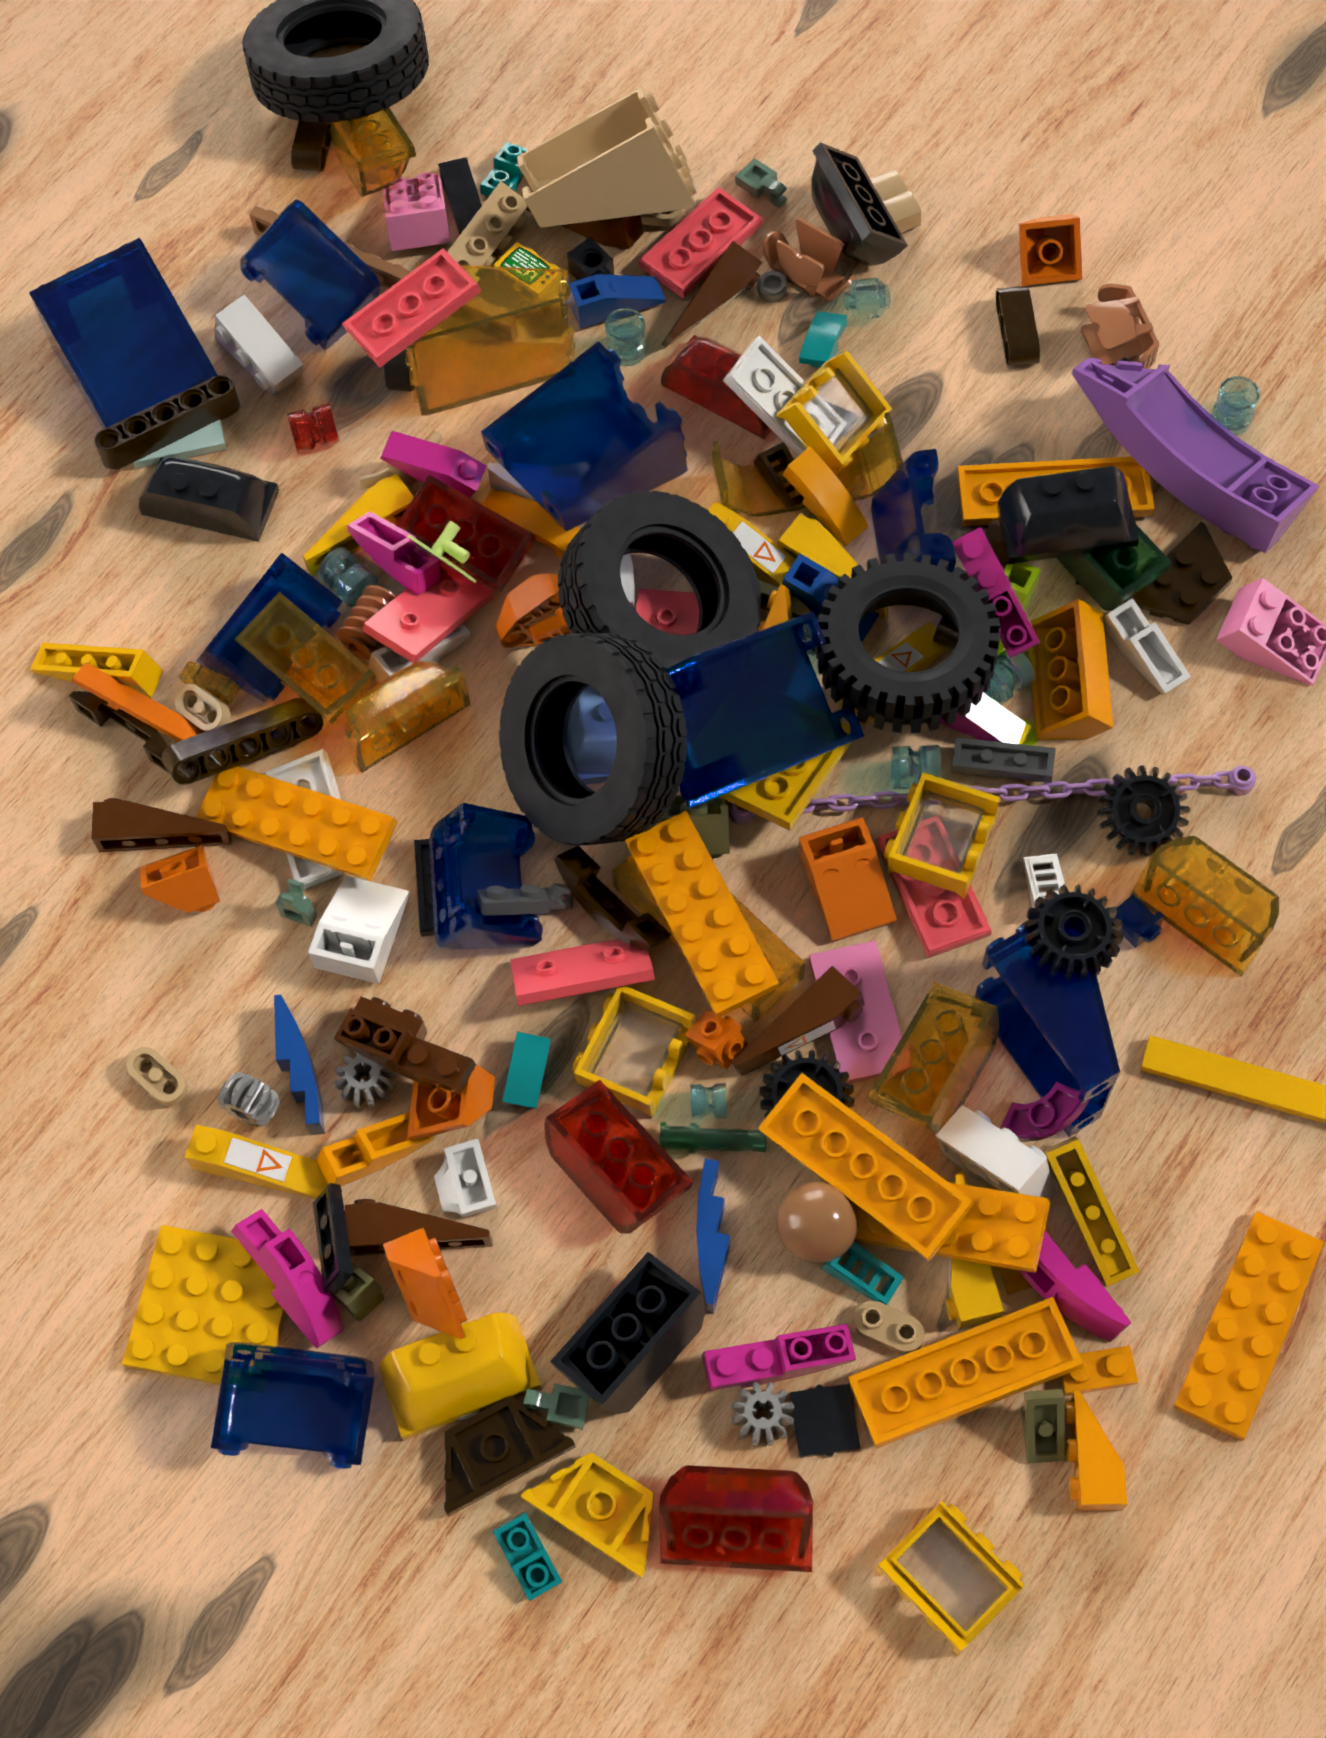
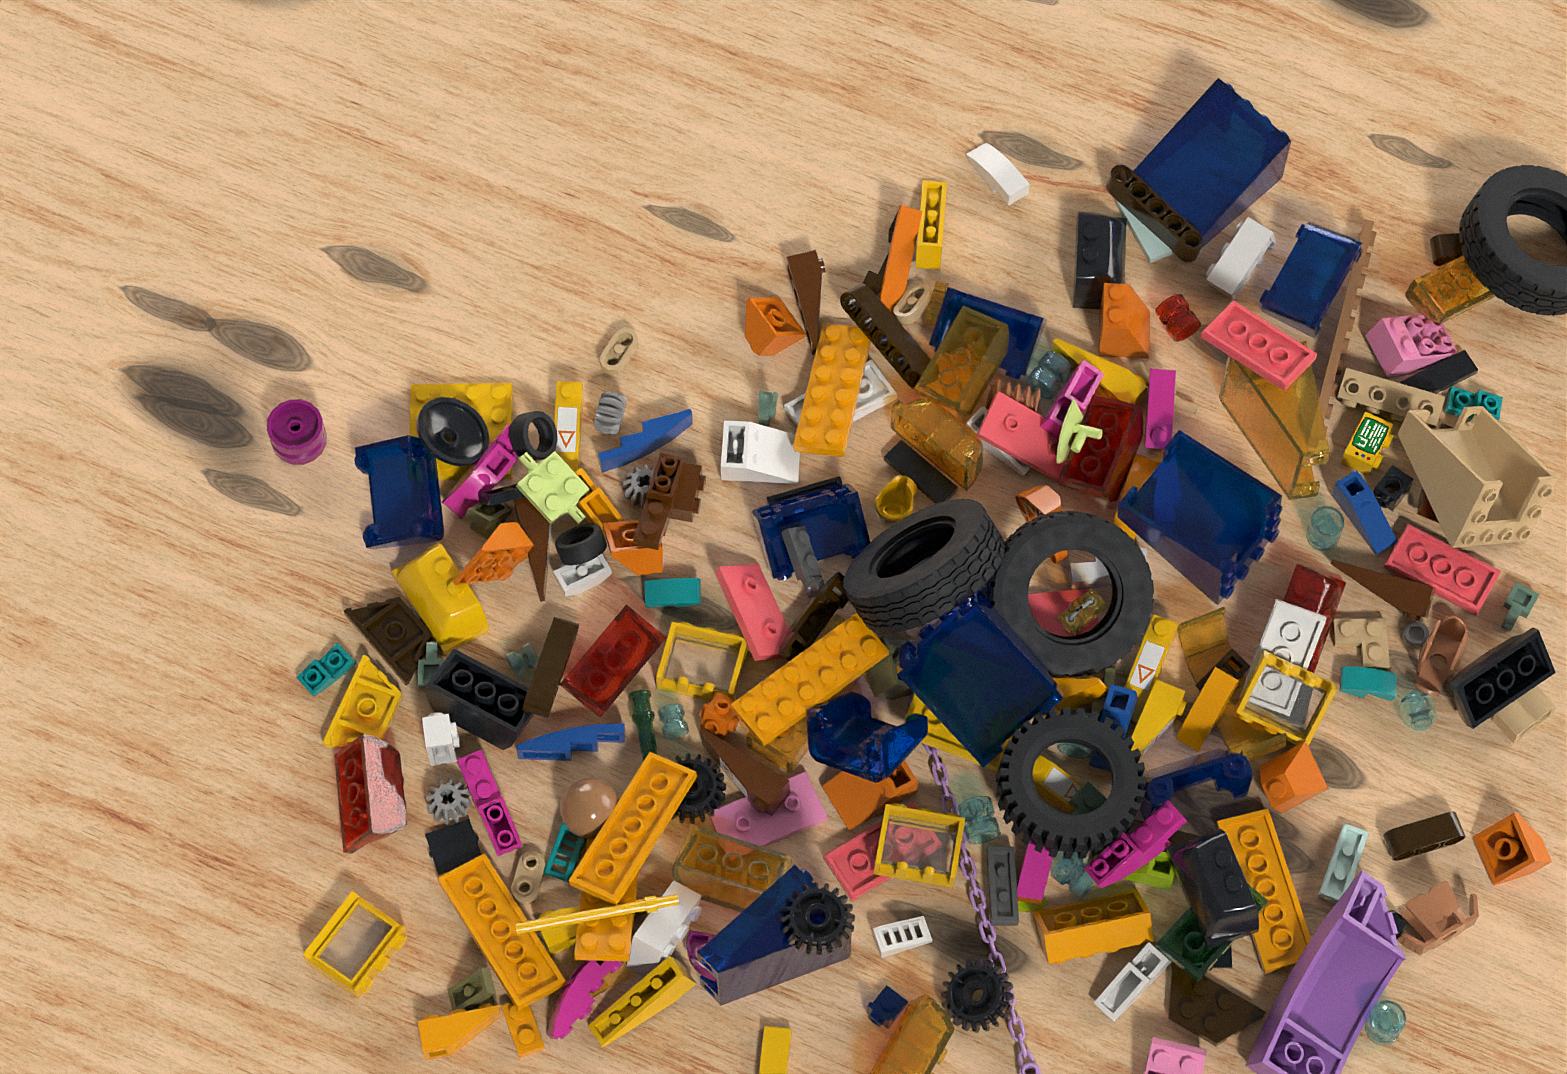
camera: 75 degrees right, 0 degrees up
(51, 579) = (999, 173): none -> white slope
(136, 1521) = (296, 432): none -> magenta wheel
(223, 1307) = (452, 431): none -> black dish
(259, 1200) = (546, 431): none -> black tyre
(303, 486) = (1123, 323): none -> orange slope
(344, 1188) = (552, 487): none -> yellowish green plate
(435, 748) = (924, 475): none -> black tile
(450, 1169) = (581, 544): none -> black tyre
(468, 777) = (896, 499): none -> yellow hair
(577, 1279) = (522, 659): none -> clear light blue wheel
(608, 1236) = (550, 667): none -> dark brown beam
(674, 1405) = (440, 738): none -> white brick
(684, 587) = (1082, 611): none -> clear yellow piece
(773, 328) = (1366, 634): none -> tan plate
(802, 865) = (852, 741): none -> clear blue windscreen
(920, 646) = (1086, 799): none -> sand green plate
(927, 427) = (1291, 778): none -> orange slope
(979, 1161) = (650, 904): none -> yellow bar
(1034, 412) = (1343, 863): none -> light aqua tile

